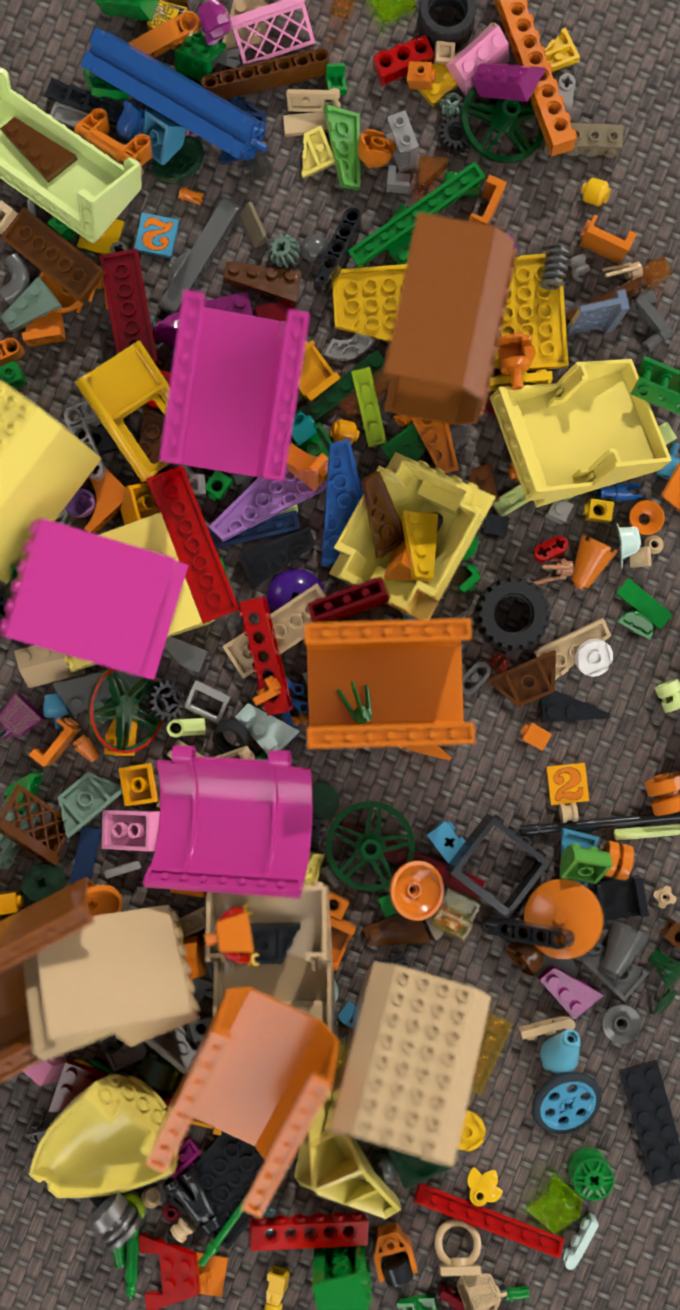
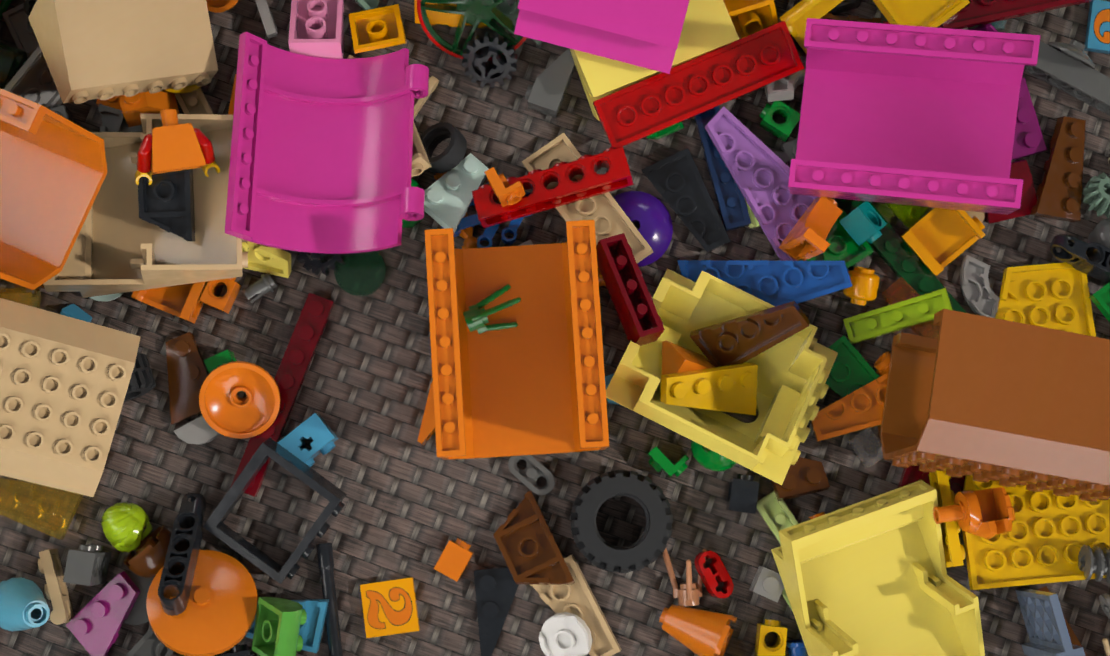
camera: 85 degrees right, 5 degrees down
(189, 727) = (454, 92): yellowish green piece -> none
(211, 692) = (501, 122): light grey tile -> none
(369, 845) = (300, 334): dark green wheel -> none
(456, 914) = (209, 457): clear yellow slope -> none
(499, 663) = (553, 507): clear red piece -> none
(504, 975) = (125, 525): none -> lime hair
(533, 1003) = (87, 565): none -> dark grey brick
(568, 812) = (349, 609): tan wheel -> none

